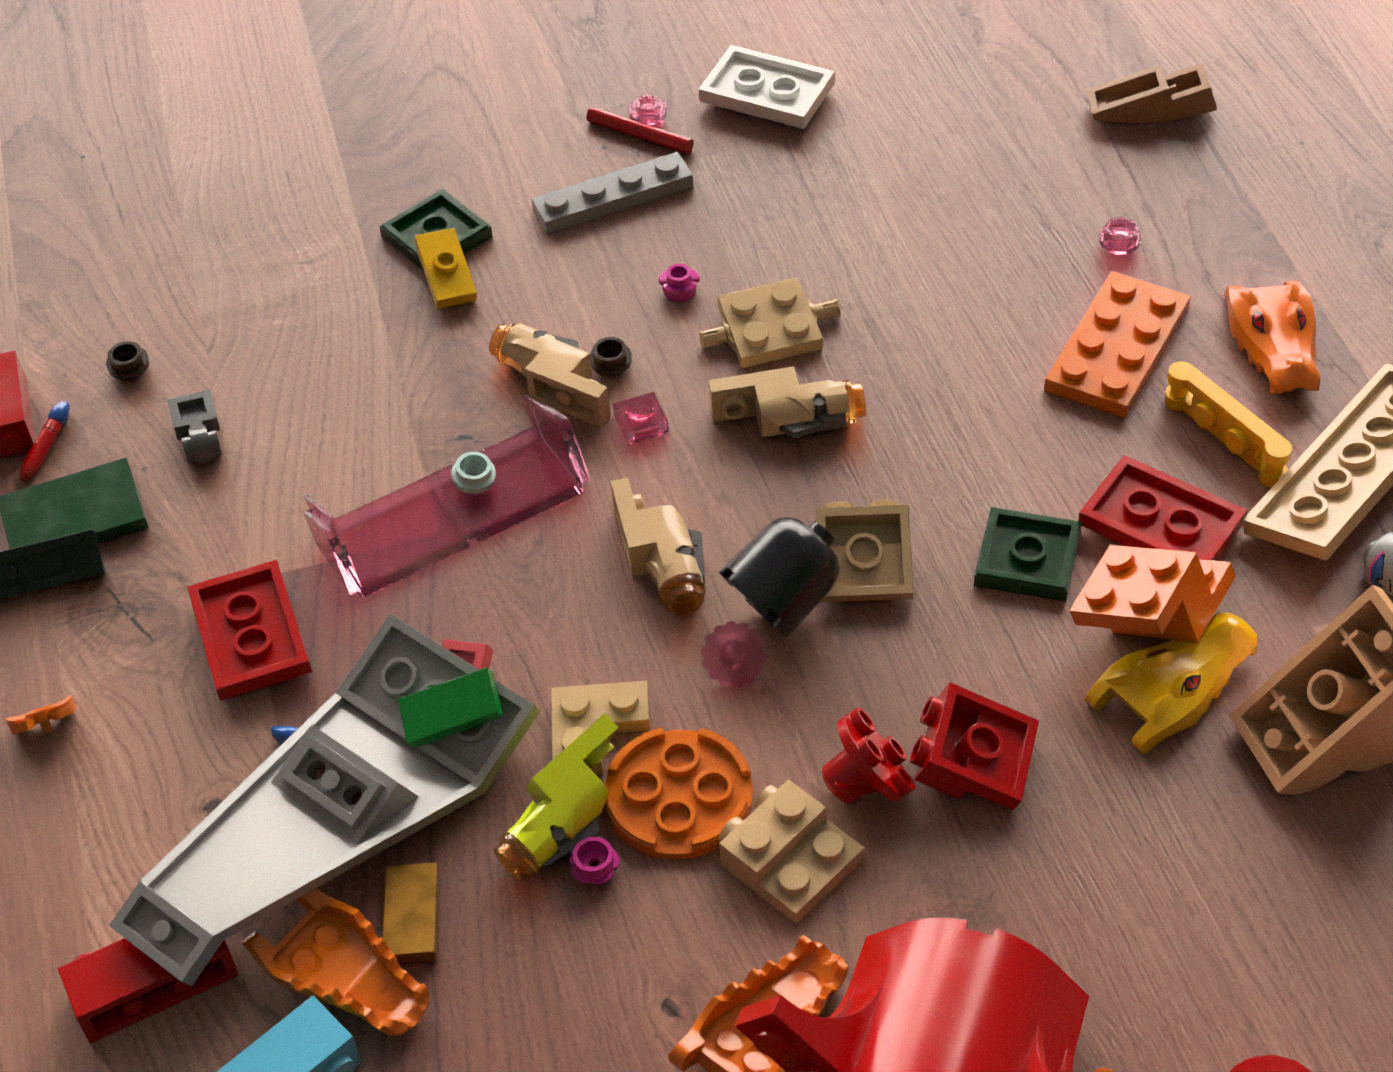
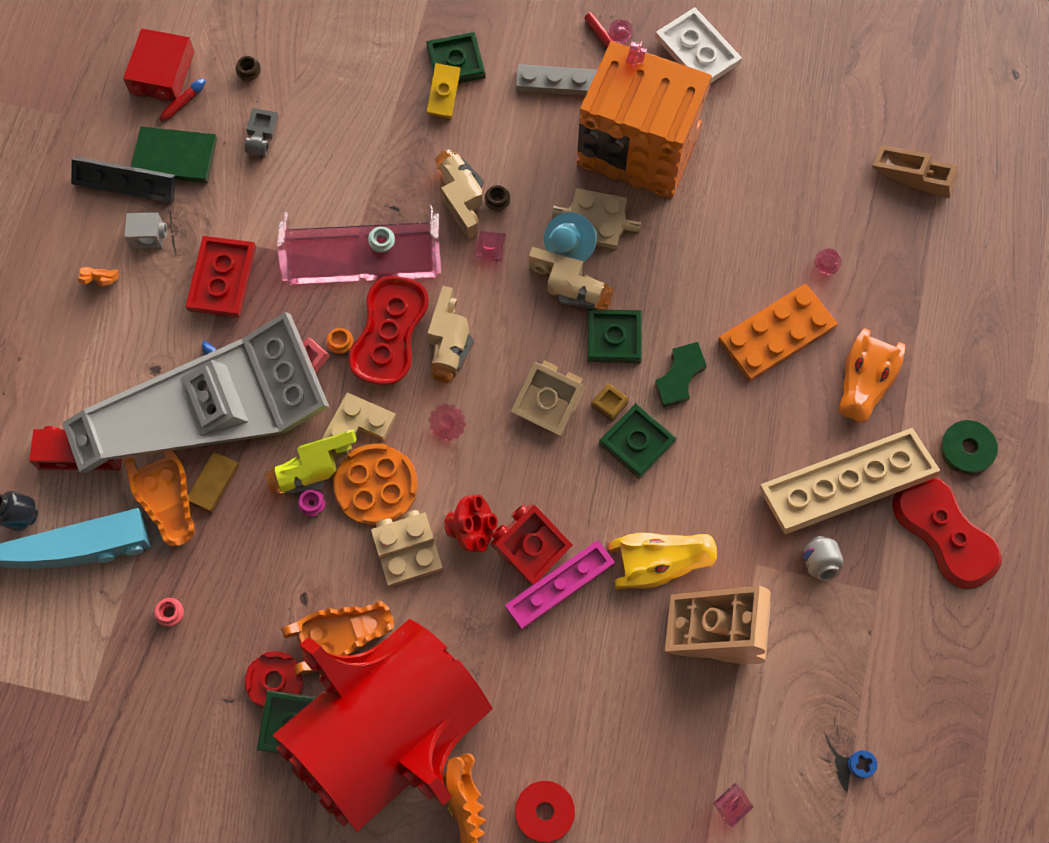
camera: 25 degrees right, 20 degrees up
(87, 621) = (145, 230): none -> light grey brick
(450, 707) = (285, 382): green tile -> none
(494, 627) = (340, 341): none -> orange plate
(567, 598) = (384, 348): none -> red plate
(679, 282) = (564, 170): dark pink plate -> none
(719, 61) = (636, 53): none -> clear pink plate
(751, 345) = (571, 236): none -> medium azure plate
(766, 163) = (641, 120): none -> orange piece
(785, 571) = (491, 394): black cylinder -> none
(898, 446) = (614, 336): none -> dark green tile
(952, 525) = (610, 402): none -> pearl gold tile
(1027, 463) = (674, 385): none -> dark green tile
(1057, 785) = (559, 585): none -> dark pink plate
(1153, 593) = (669, 507): orange bracket -> none
(1160, 512) = (720, 458): red plate -> none
(1228, 421) = (795, 408): yellow plate -> none

